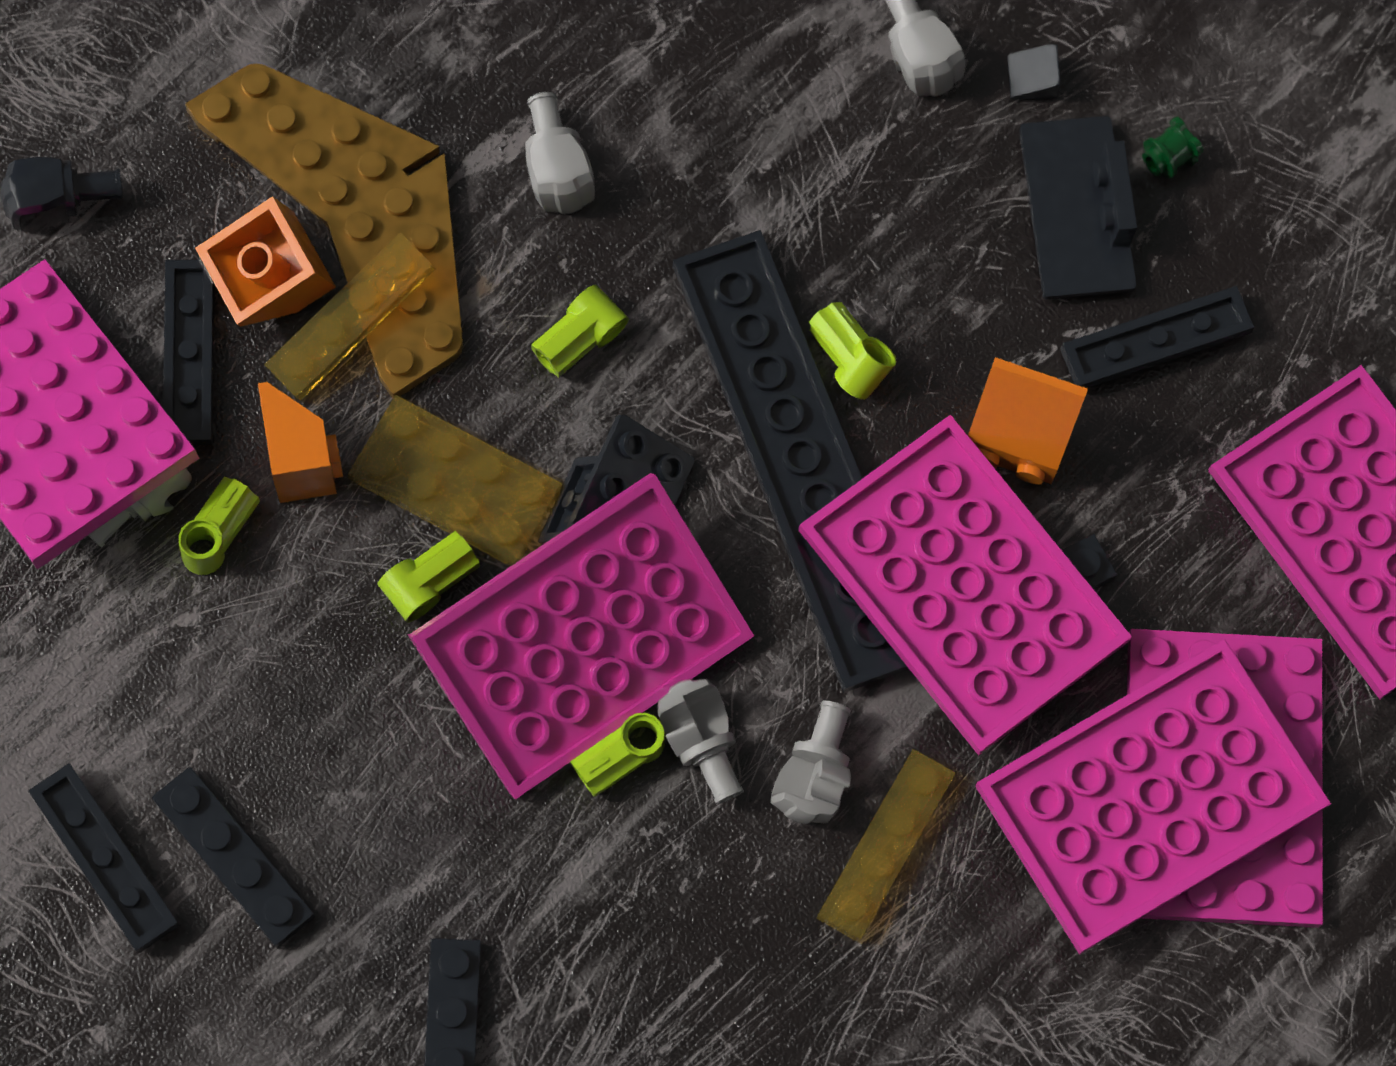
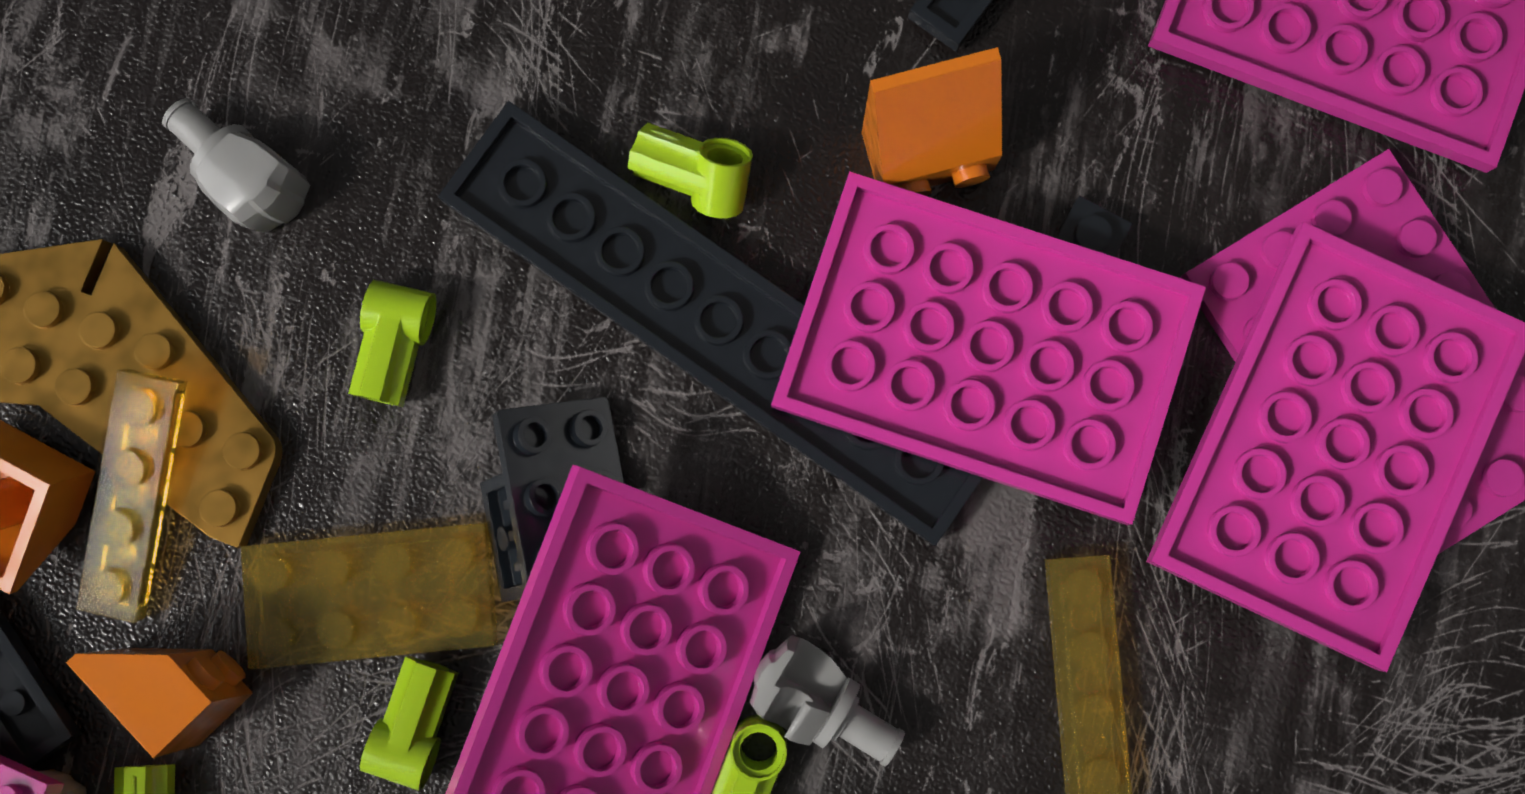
camera: 20 degrees left, 10 degrees up
(817, 772) = (967, 660): light grey piece -> none

